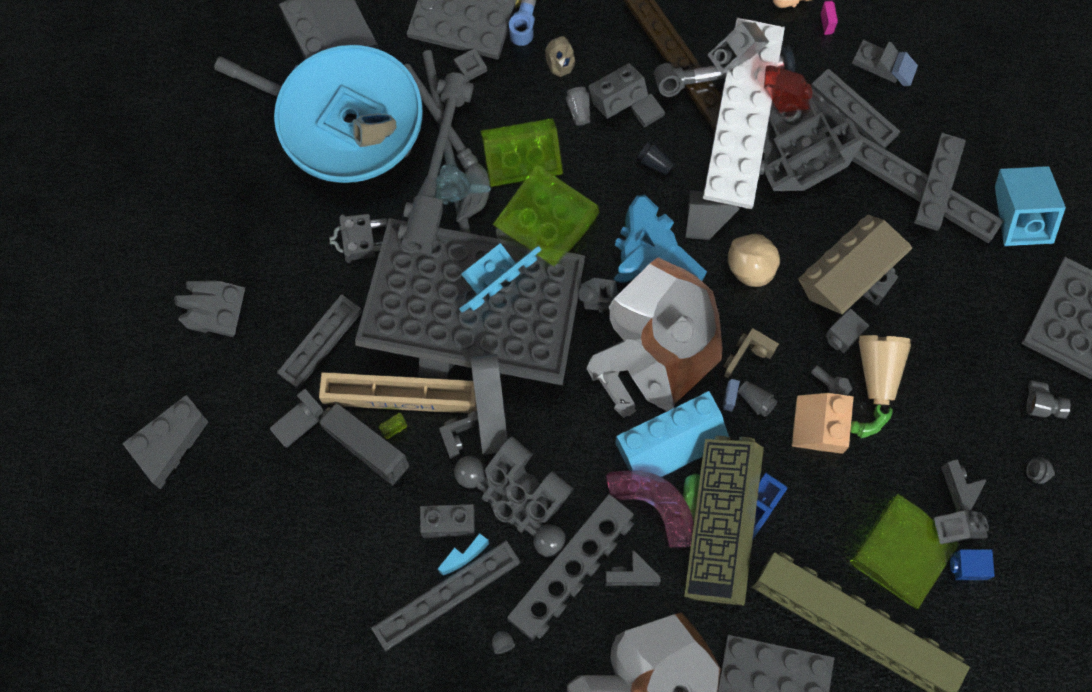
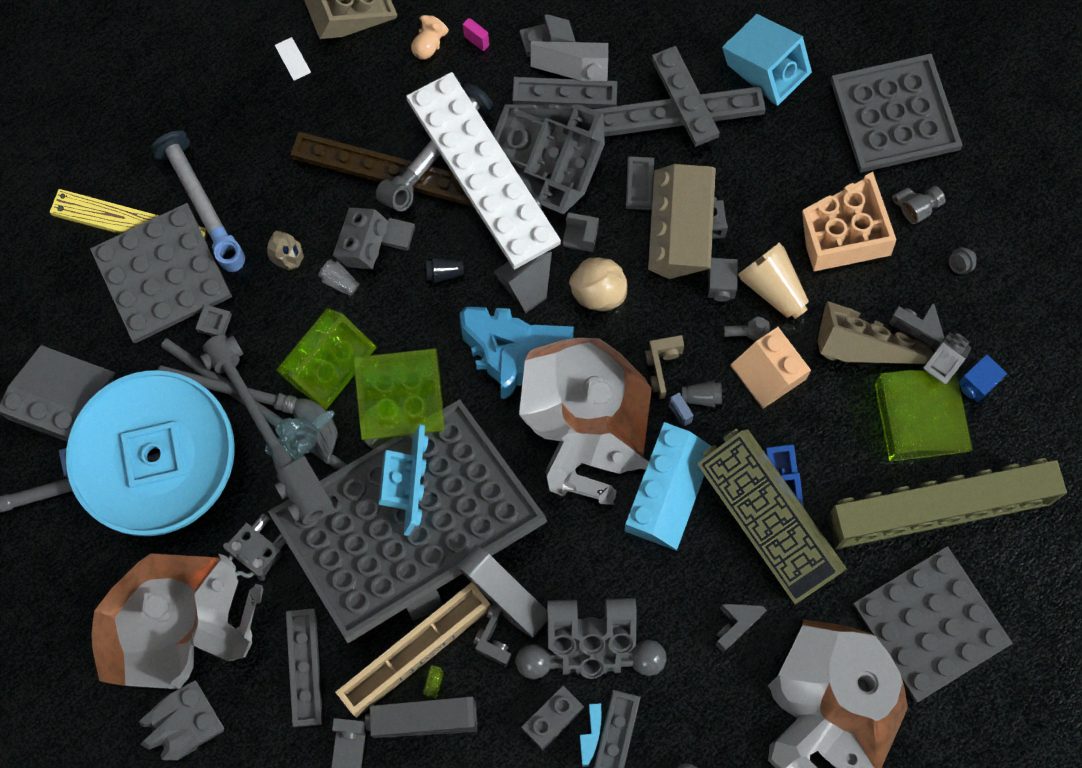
camera: 40 degrees left, 0 degrees up
(262, 225) = (160, 612): none -> light grey piece
(373, 129) = (187, 447): dark tan rock -> none
(592, 294) = (498, 427): dark grey brick -> none
(608, 511) = (684, 739): dark grey brick -> none
(662, 496) = (701, 540): clear pink plate -> none
(691, 492) = (725, 519): bright green piece -> none
(738, 47) = (432, 120): dark grey slope -> none
(775, 214) = (580, 232): none -> dark grey panel
(787, 89) = (502, 121): clear red slope -> none
(850, 215) = (639, 183): none -> dark grey tile
(866, 429) = (808, 343): bright green piece -> none
(882, 90) = (572, 59): none -> light grey slope
(904, 69) = (574, 27): sand blue tile -> none
(904, 456) = (855, 340): none -> dark tan wedge
(974, 372) = (848, 226): none -> light nougat wedge

